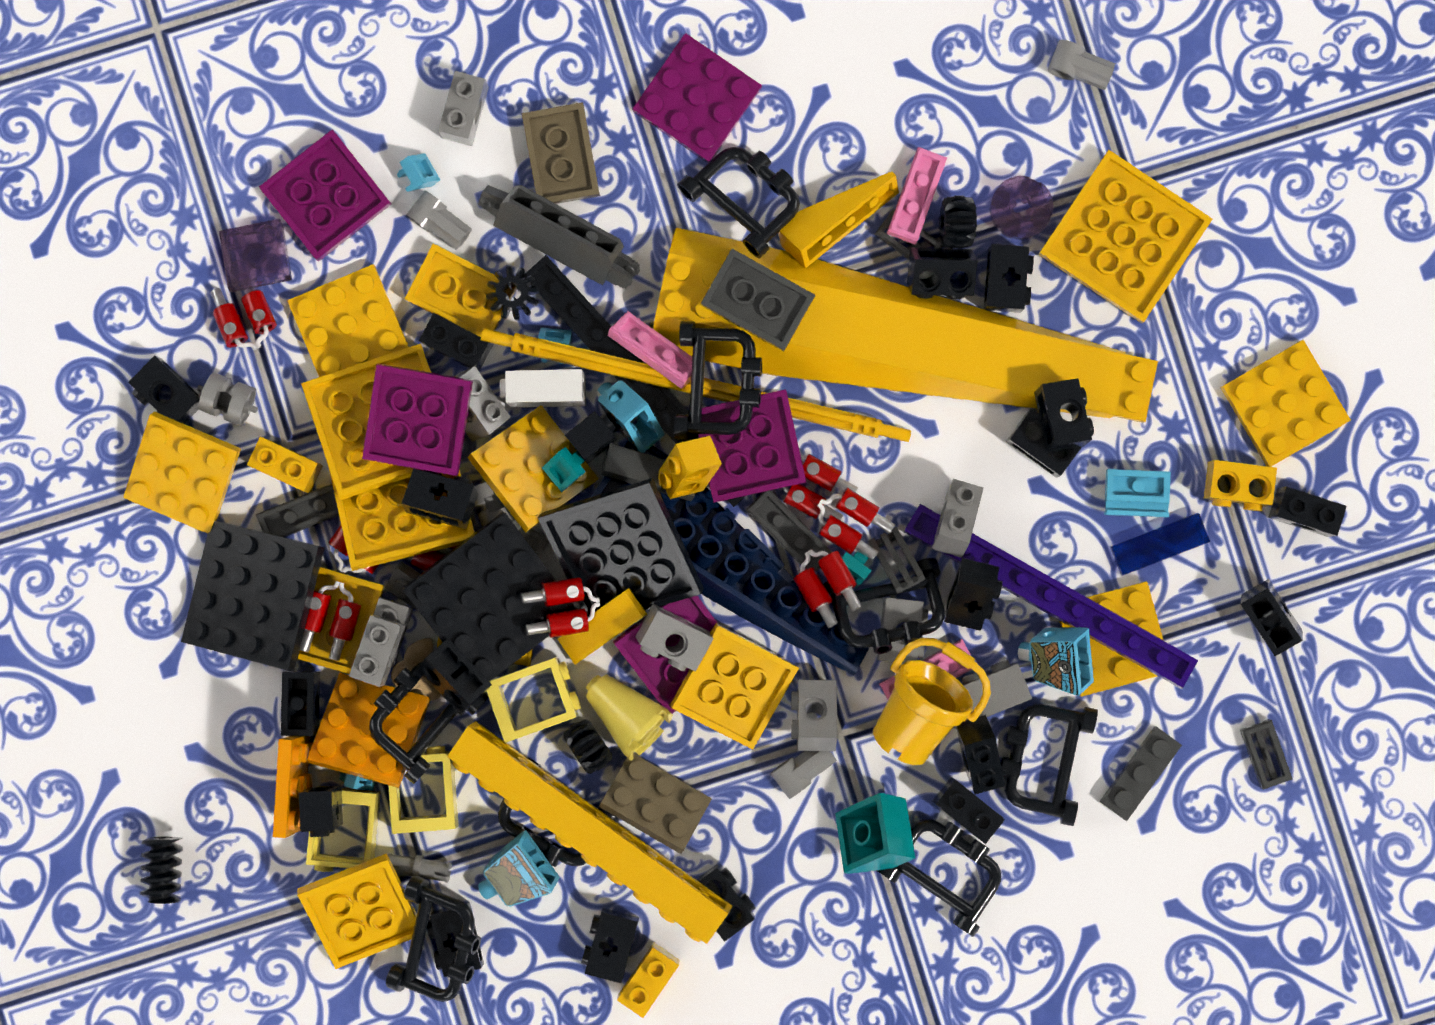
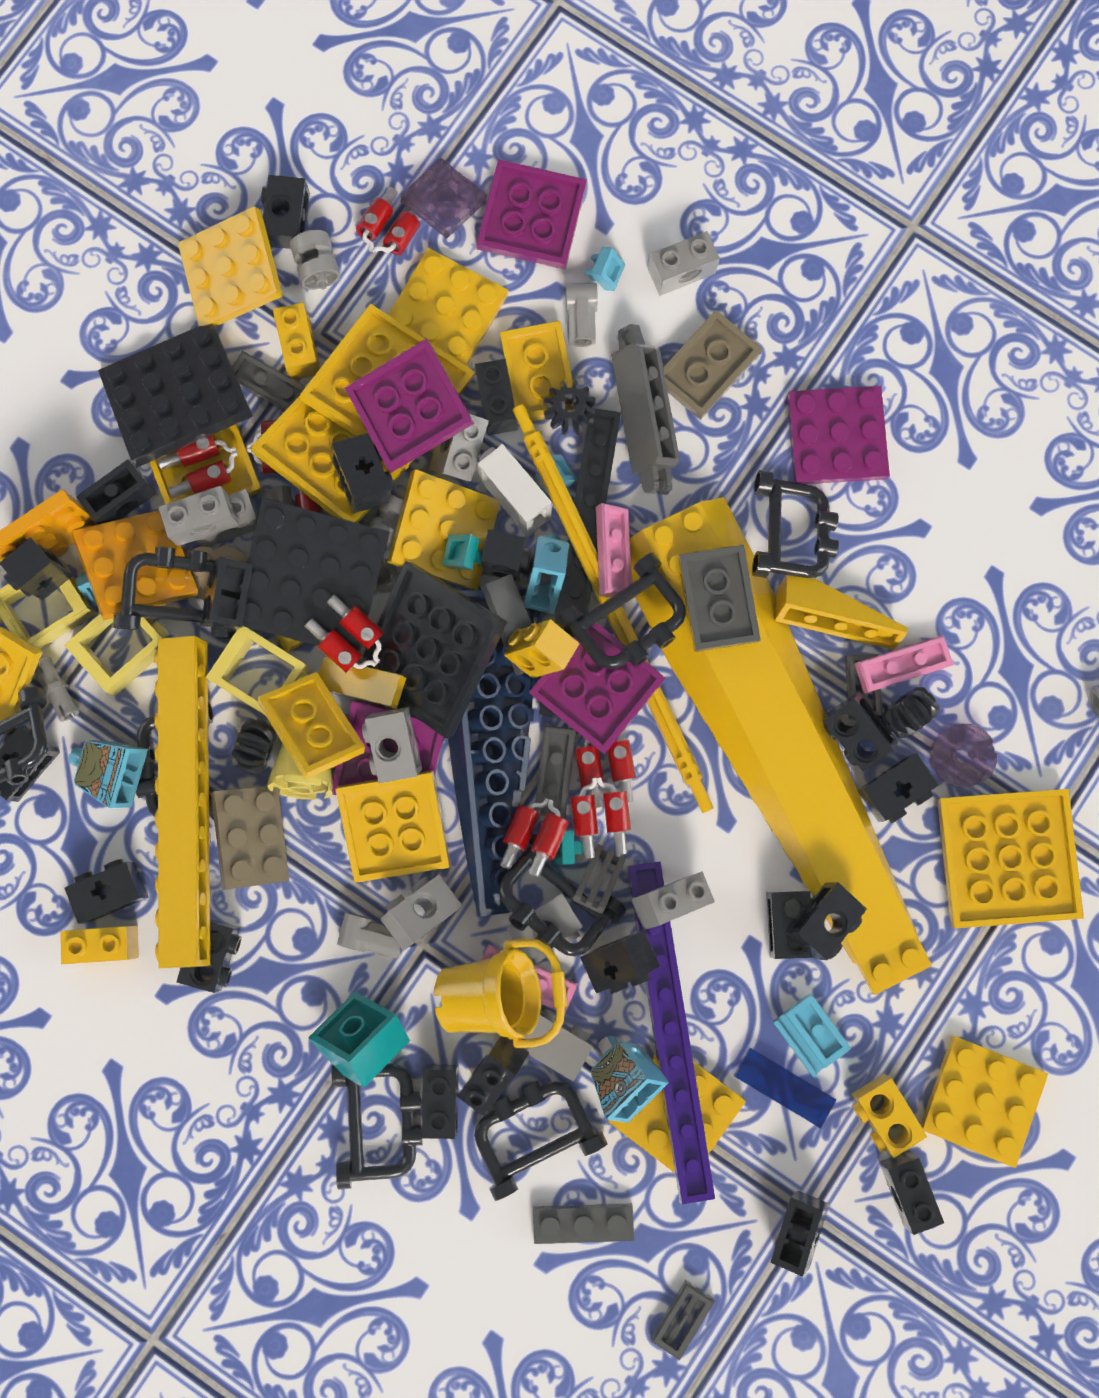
camera: 55 degrees right, 5 degrees down
(609, 688) = (311, 725): none -> yellow plate

